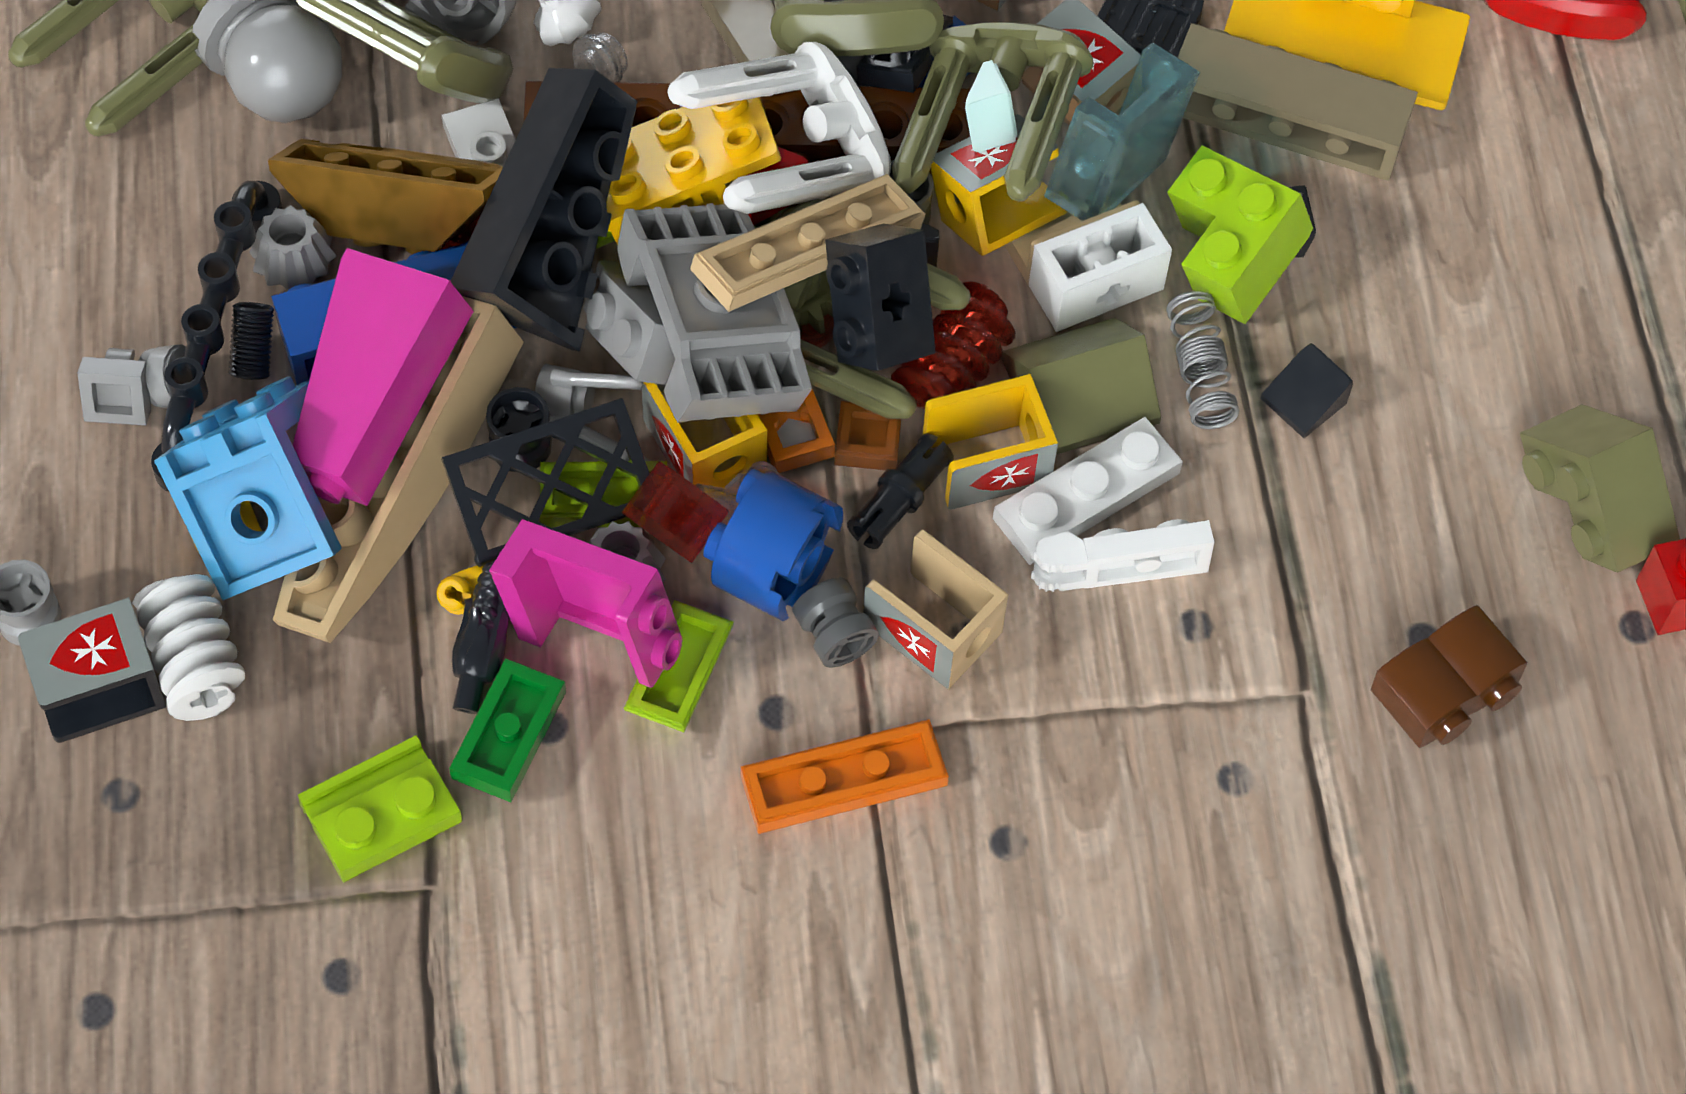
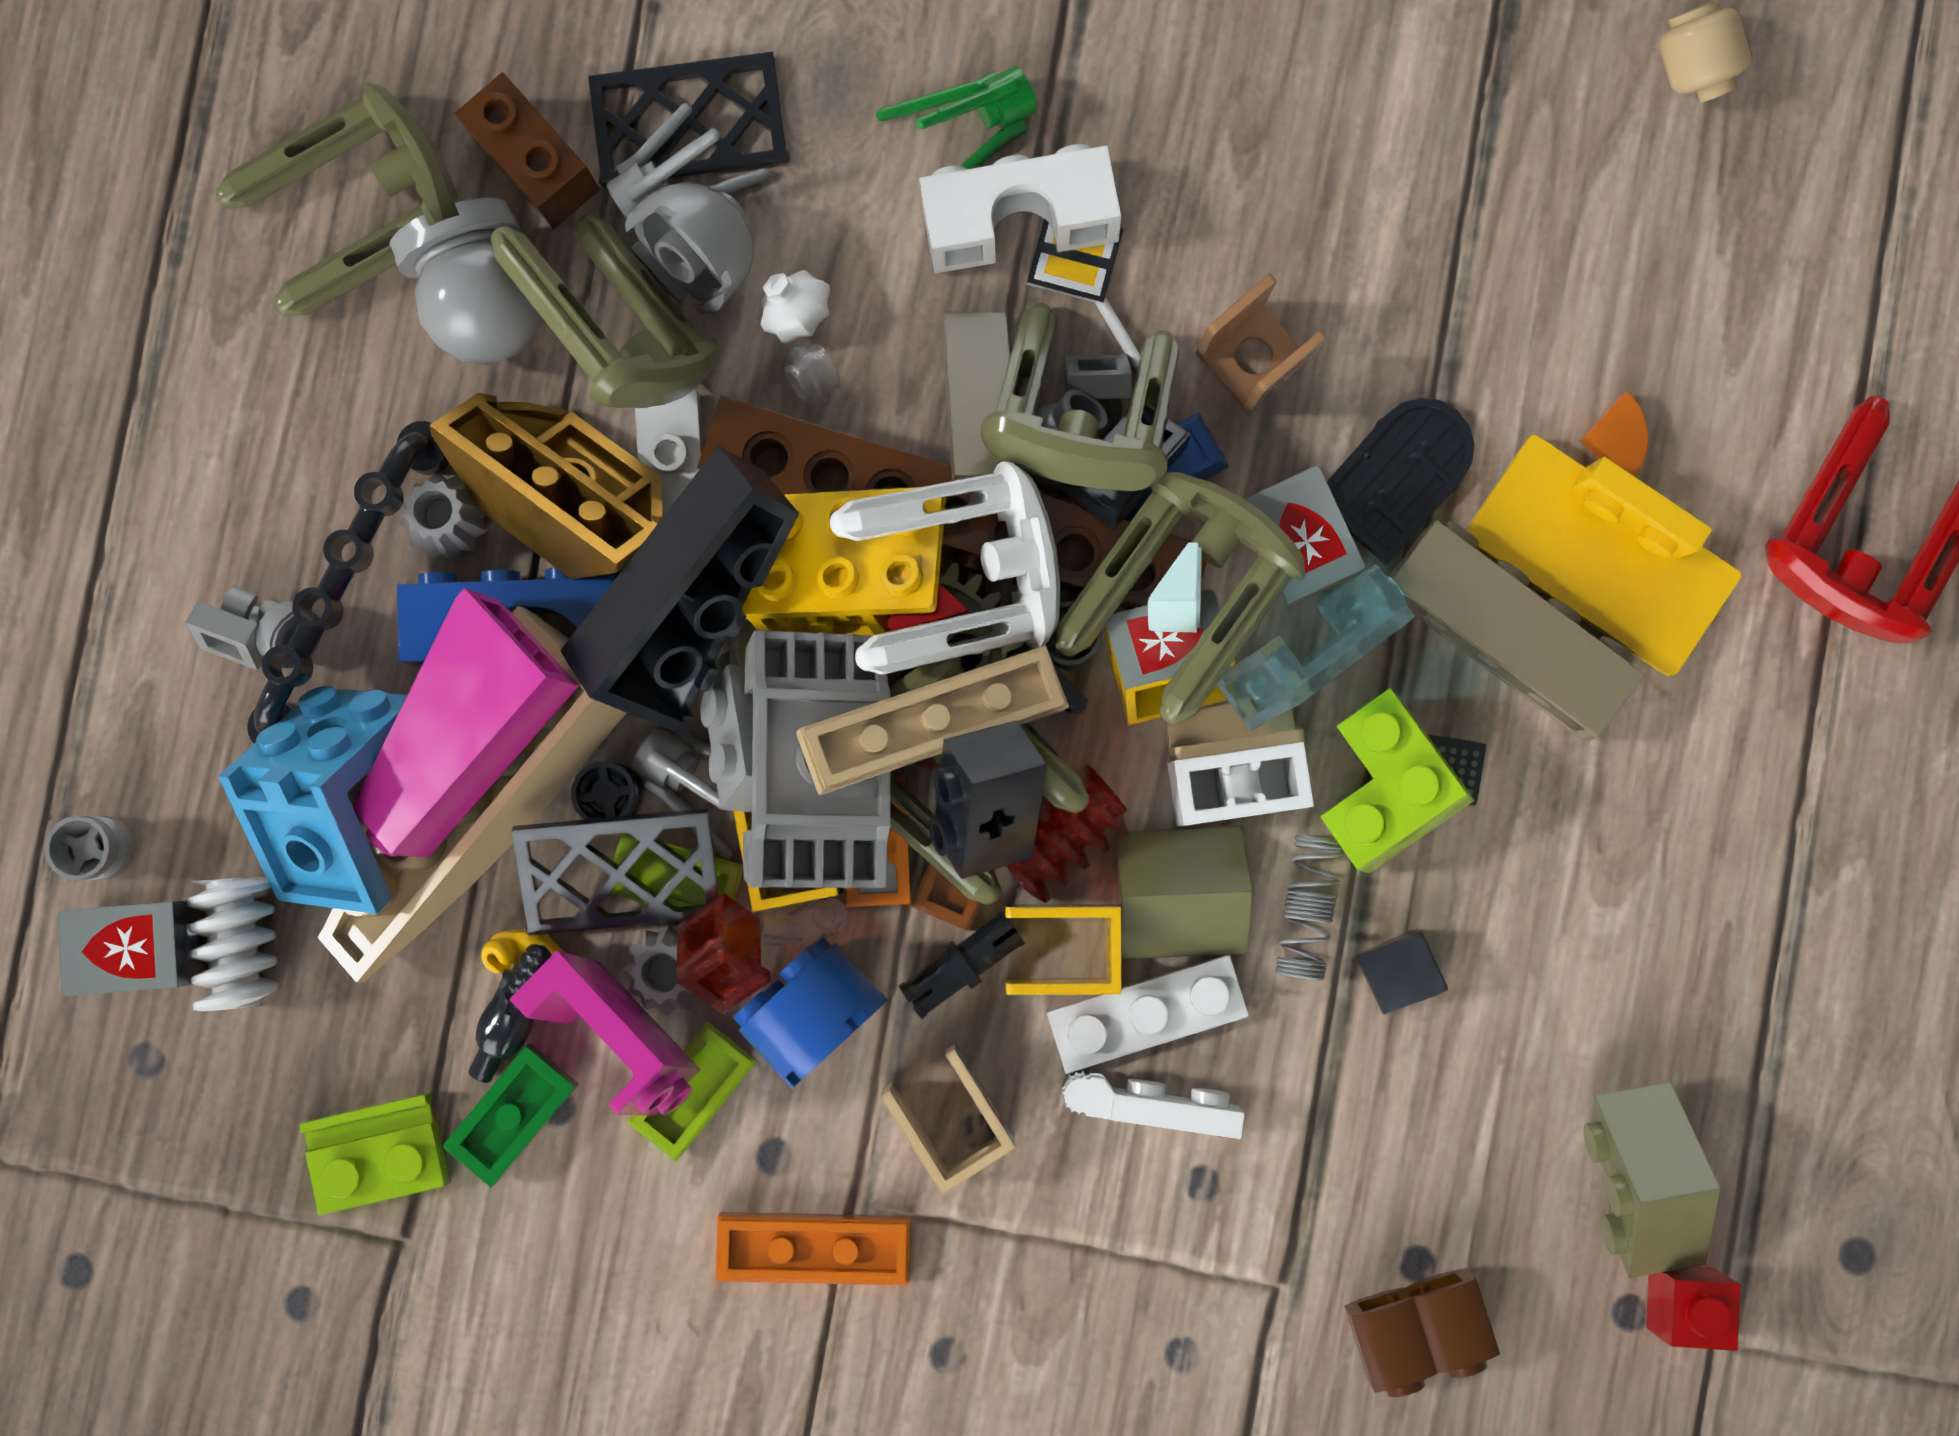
camera: 20 degrees right, 25 degrees up
(253, 340) = (372, 618): black piece -> none
(835, 622) = (851, 1097): dark grey wheel -> none

